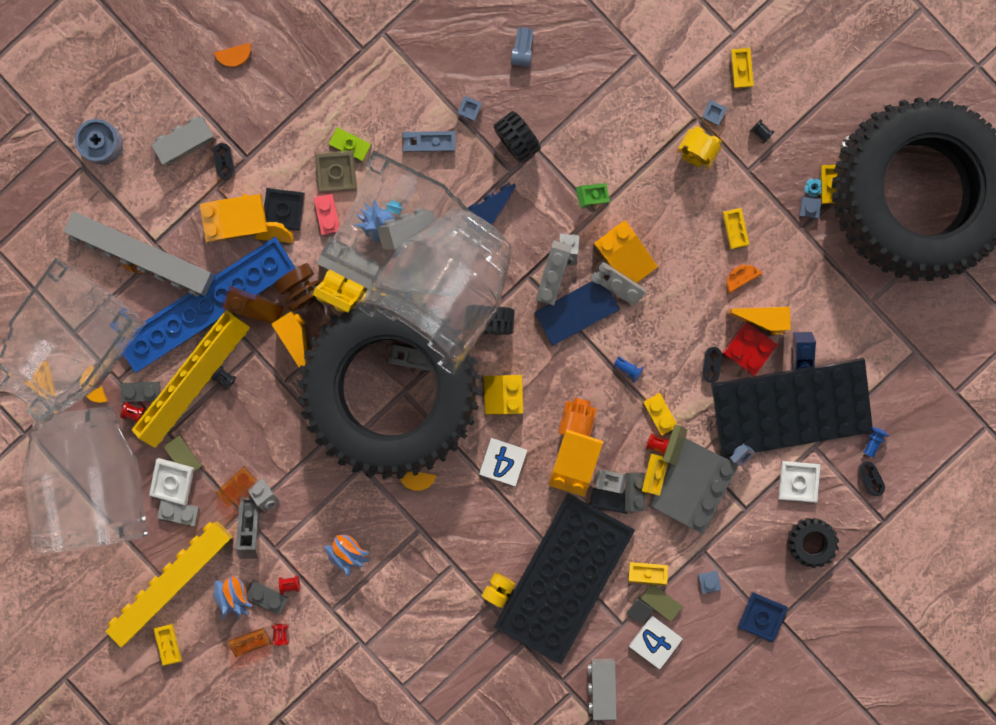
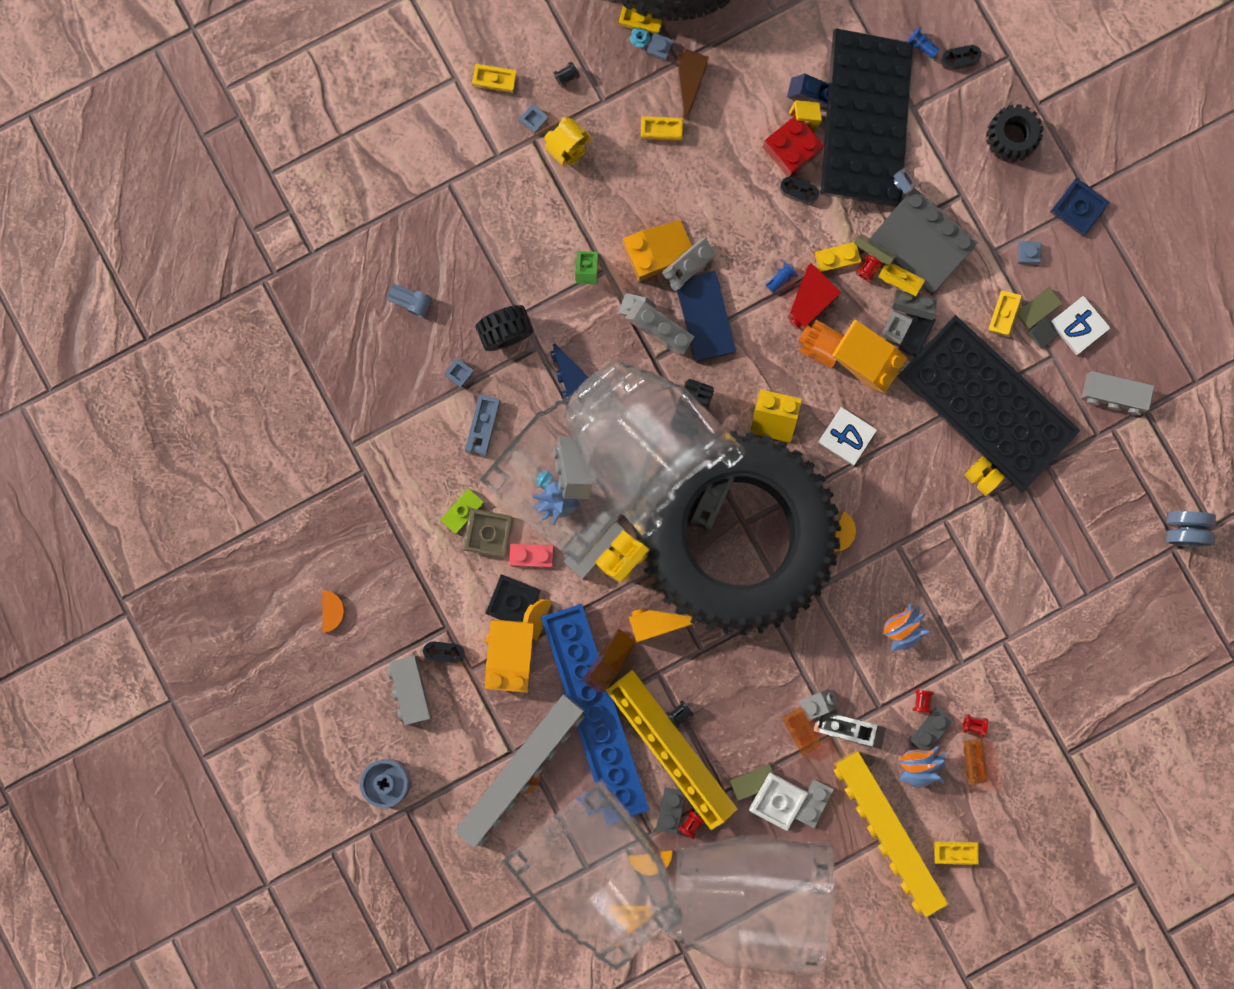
camera: 80 degrees left, 5 degrees down
(298, 285) = (604, 603): reddish brown wheel -> none
(617, 400) = (812, 298): none -> red slope
(740, 276) = (713, 136): orange tile -> none
(768, 319) = (769, 112): light orange slope -> none
(781, 354) = (807, 112): none -> yellow panel
(792, 241) = (690, 74): none -> reddish brown slope
(799, 481) = (945, 132): white tile -> none

